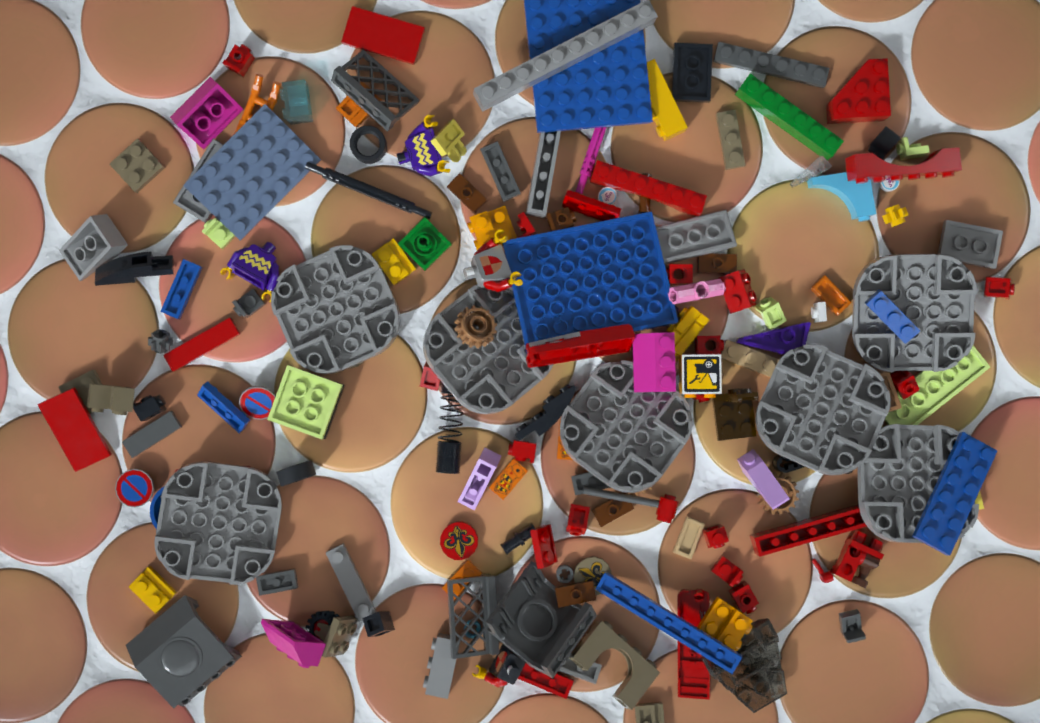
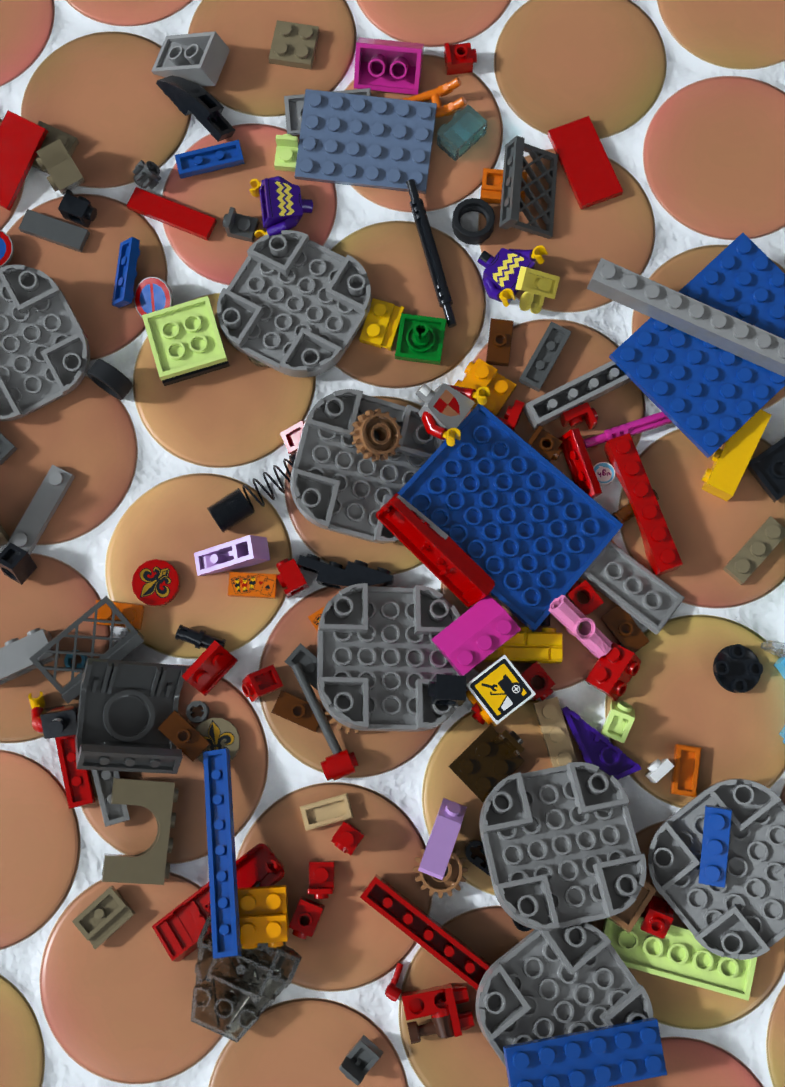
camera: 60 degrees right, 10 degrees down
(557, 185) = (576, 415): none -> red bracket
(676, 407) = (447, 690): none -> black brick
(794, 213) = (737, 668): none -> black dish

